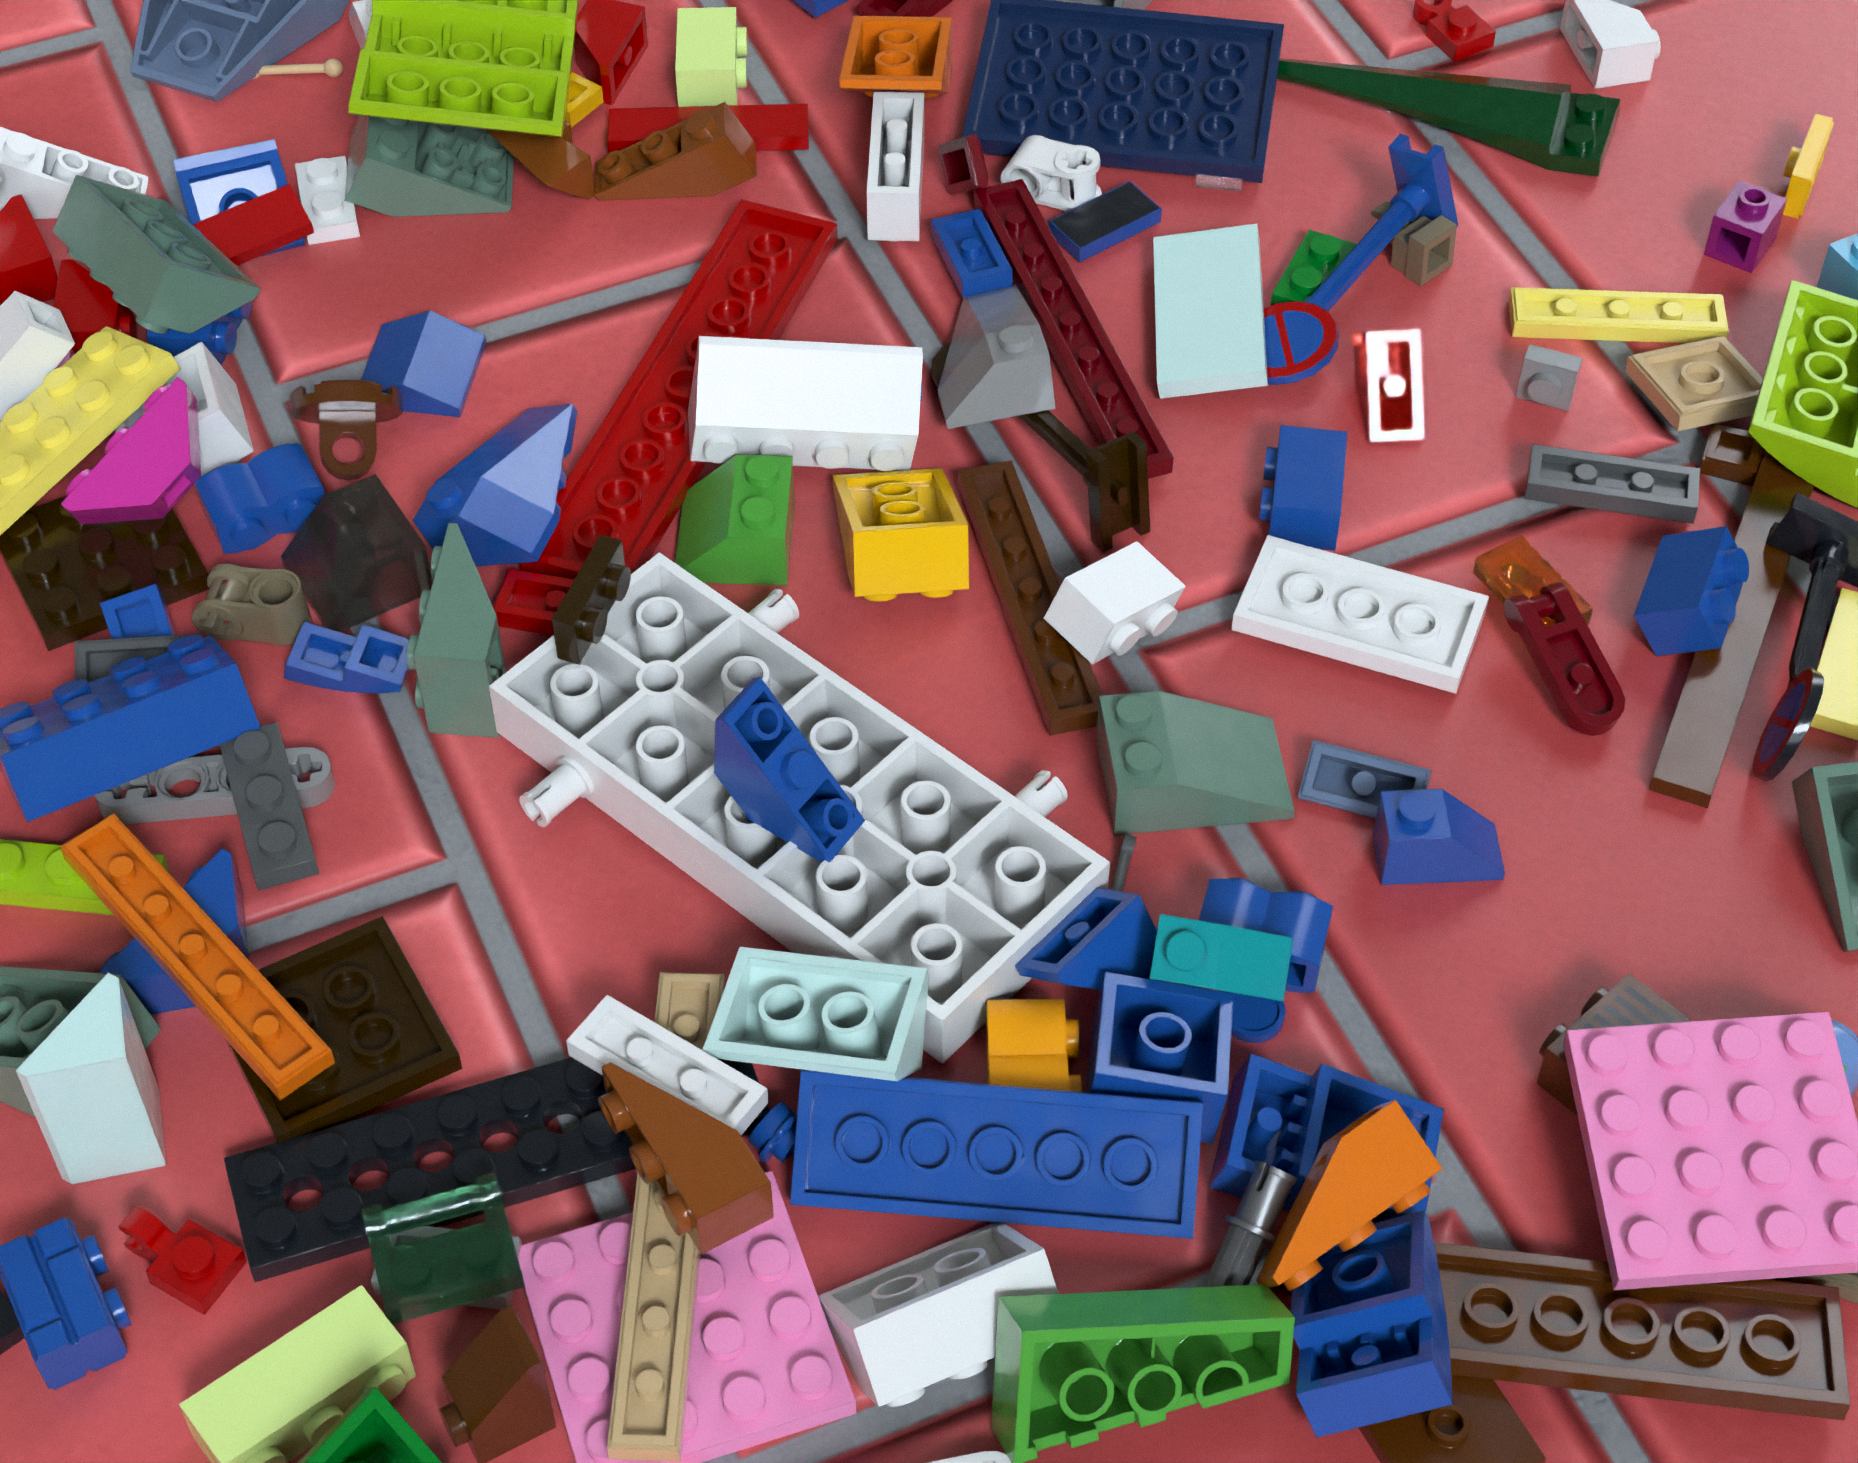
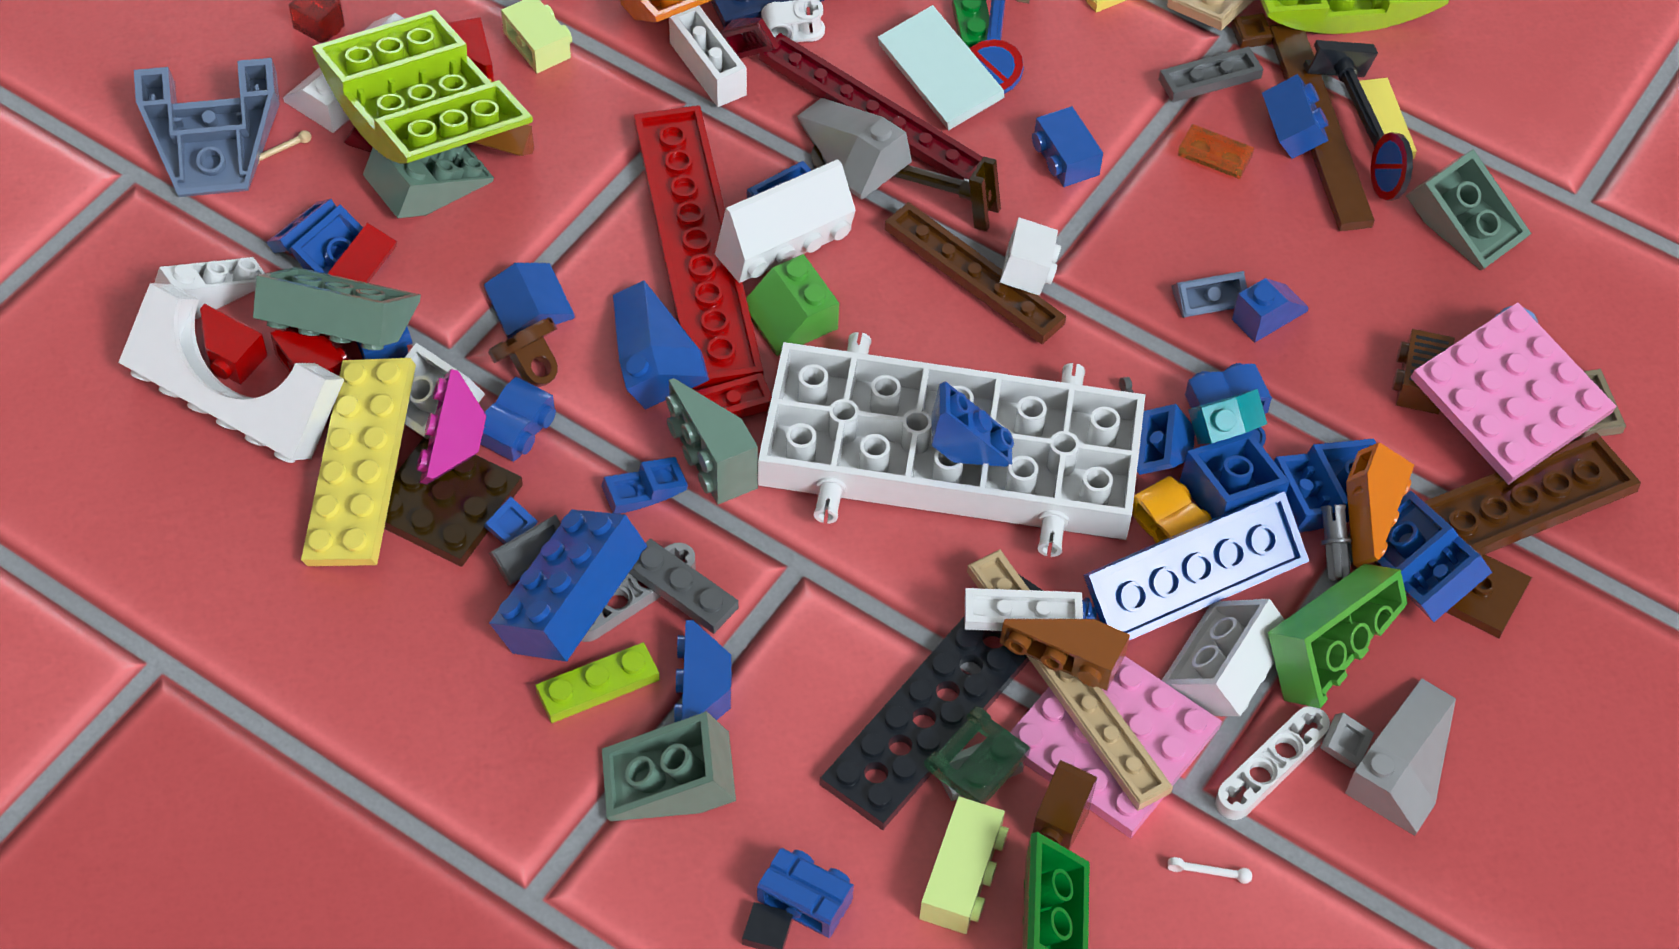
camera: 35 degrees left, 5 degrees up
(96, 1090) = (758, 770): light aqua slope -> none
(186, 1265) = (846, 837): red plate -> none
(198, 956) = (727, 680): orange tile -> none
(256, 604) = (565, 482): dark tan piece -> none
(323, 196) = (375, 211): white plate -> none
(358, 556) = (600, 425): clear smoke slope -> none
(371, 1016) = (817, 685): dark brown plate -> none
(585, 608) = (779, 374): dark brown plate -> none
(685, 160) = (578, 104): dark orange slope -> none
(770, 126) = (573, 76): red tile -> none
(821, 1014) = (1073, 543): light aqua slope -> none
(902, 533) = (882, 269): yellow slope -> none
(971, 253) = (785, 89): blue plate -> none
(1105, 221) = (839, 37): black tile -> none
(1188, 764) = (1122, 327): sand green slope -> none
(1360, 613) = (1144, 203): white plate -> none
(1390, 384) = (1063, 67): slope -> none
(1549, 377) = (1139, 28): light grey plate -> none
(1568, 658) = (1263, 179): dark red plate -> none

